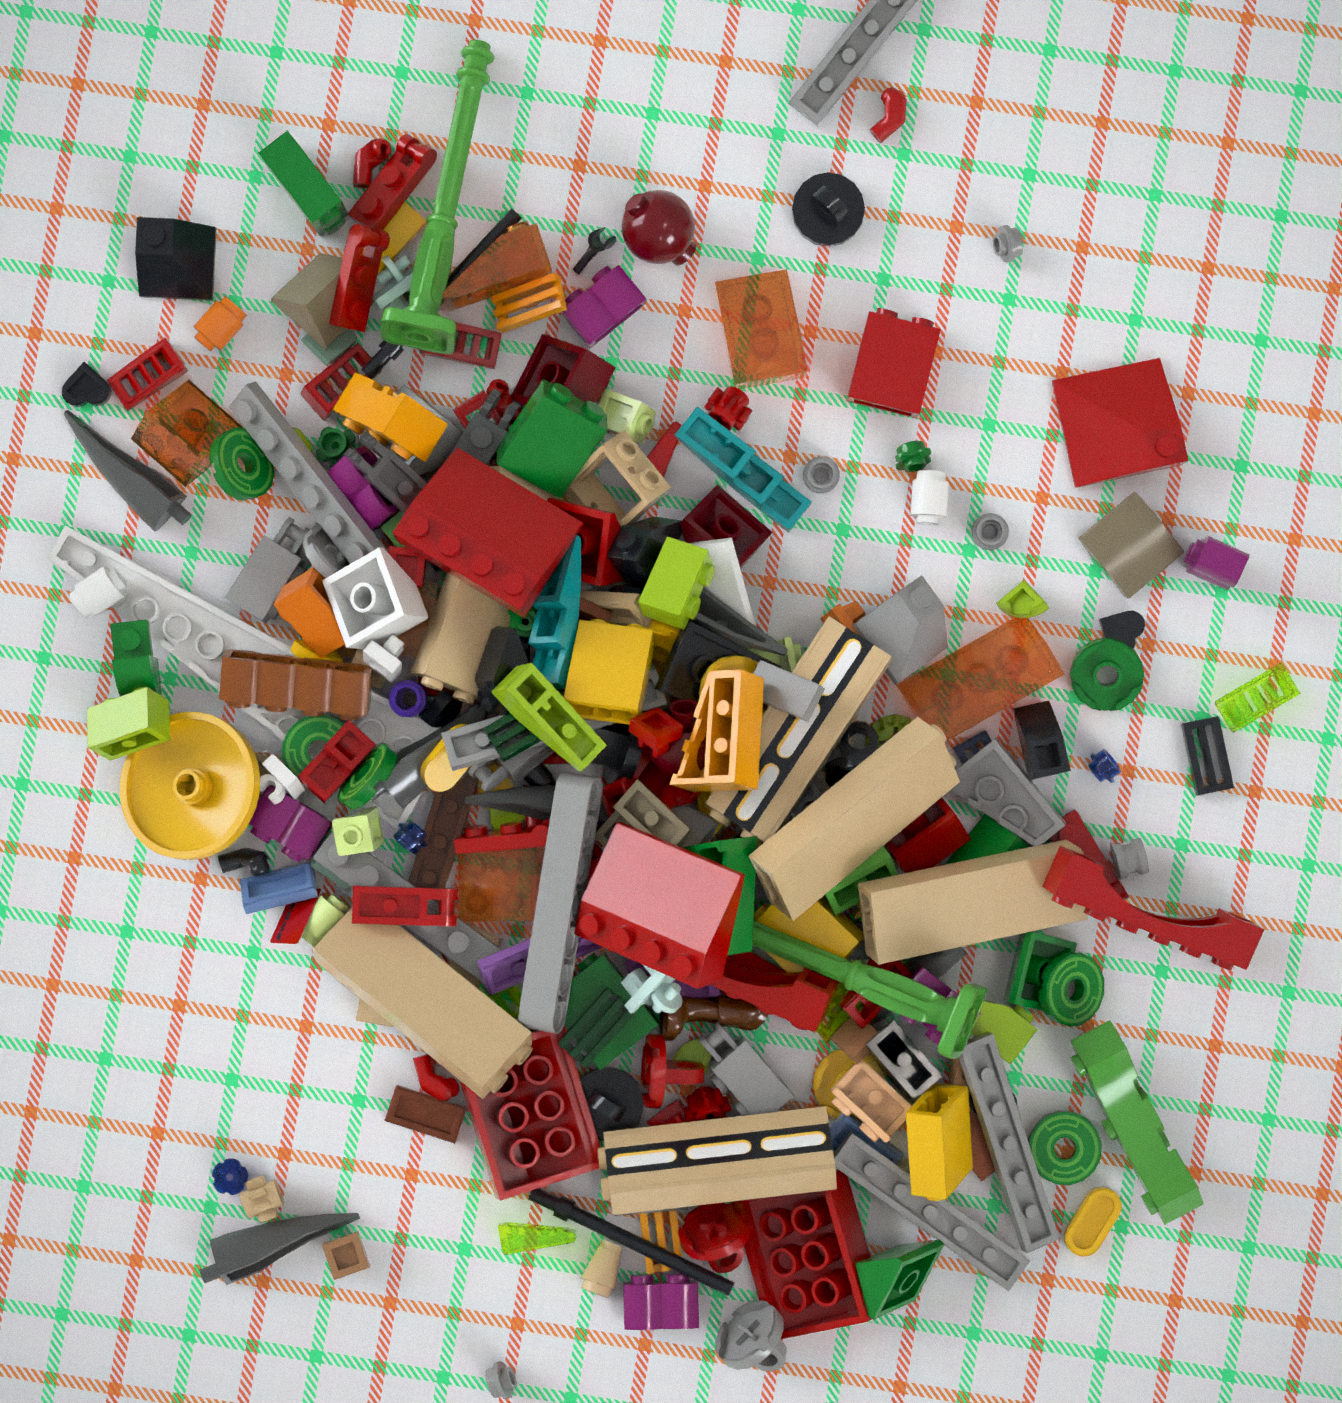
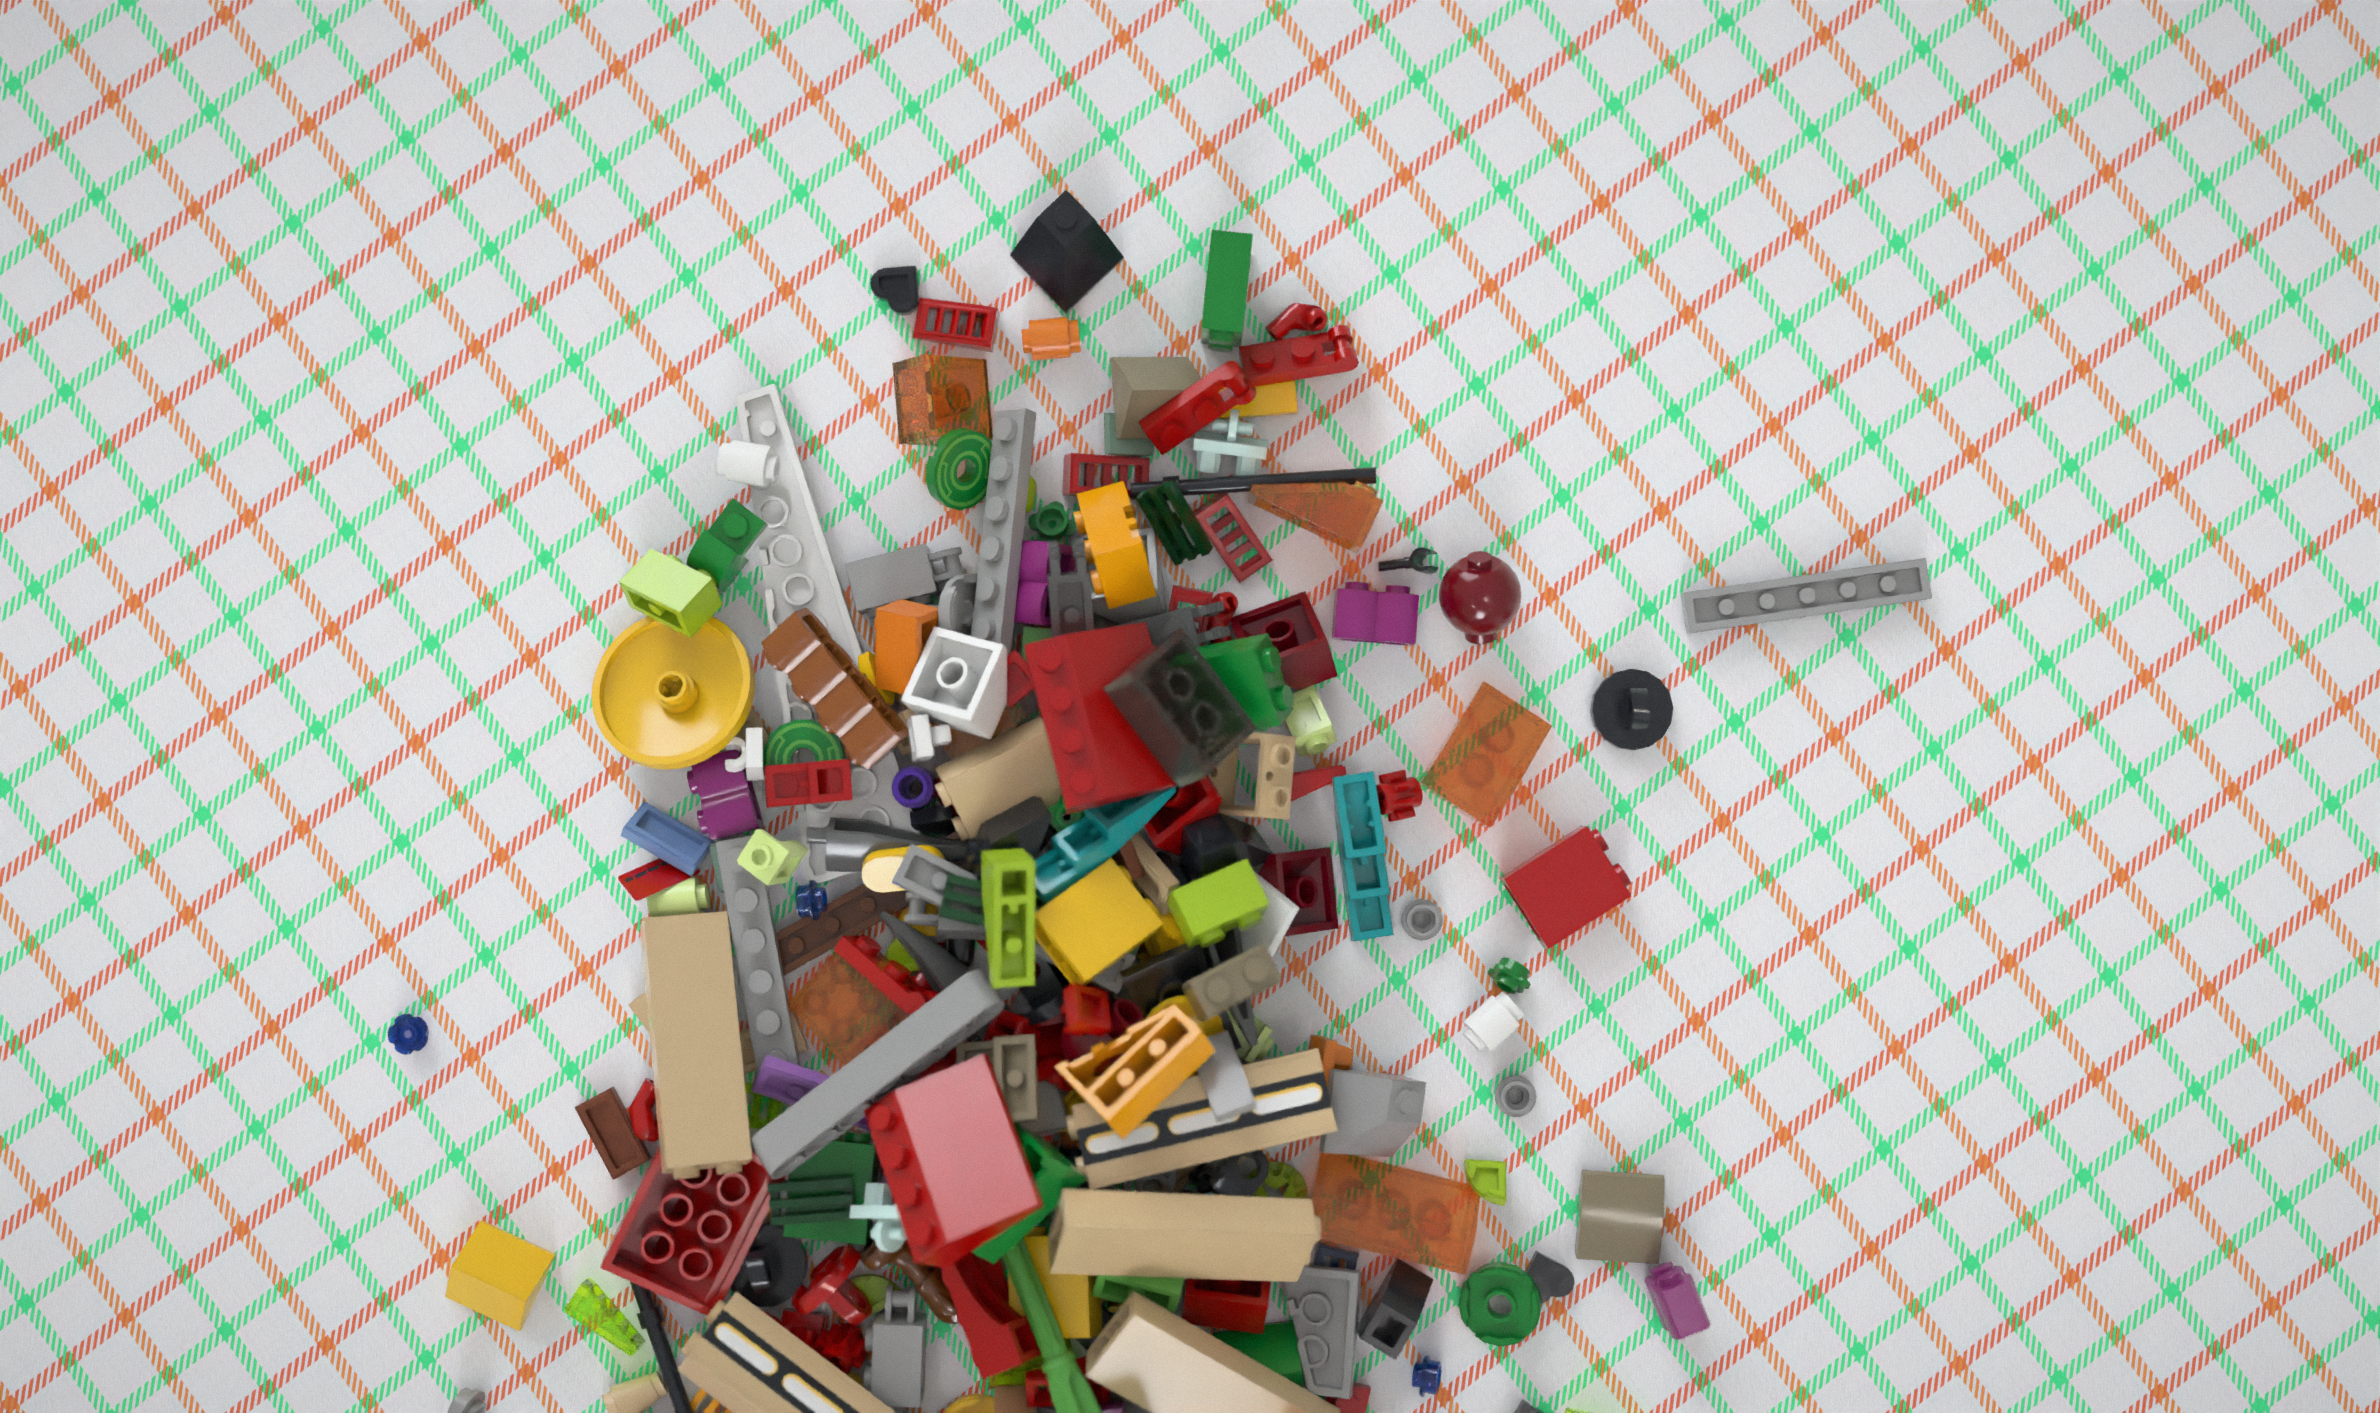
camera: 40 degrees right, 0 degrees up
(139, 486) = (865, 407): dark grey piece -> none
(245, 857) = (663, 786): black arm -> none
(257, 1247) = (379, 1112): dark grey piece -> none
(261, 1198) = (415, 1077): tan gear -> none
(346, 1255) = (438, 1188): medium nougat tile -> none
(360, 785) = (830, 819): green tile -> none
(402, 905) = (749, 952): red plate -> none
(411, 373) = (1168, 524): none -> dark green tile
(420, 323) = (1213, 491): bright green piece -> none
(439, 1277) = (498, 1275): none -> yellow slope
(527, 289) = (1323, 543): light orange tile -> none
(532, 479) = (1180, 708): none -> clear smoke brick
(732, 624) = (1231, 982): none -> dark tan brick
(895, 114) = (1759, 683): red arm -> none
(1008, 243) = (1752, 876): light grey plate -> none
(1119, 422) = (1705, 1108): red slope -> none

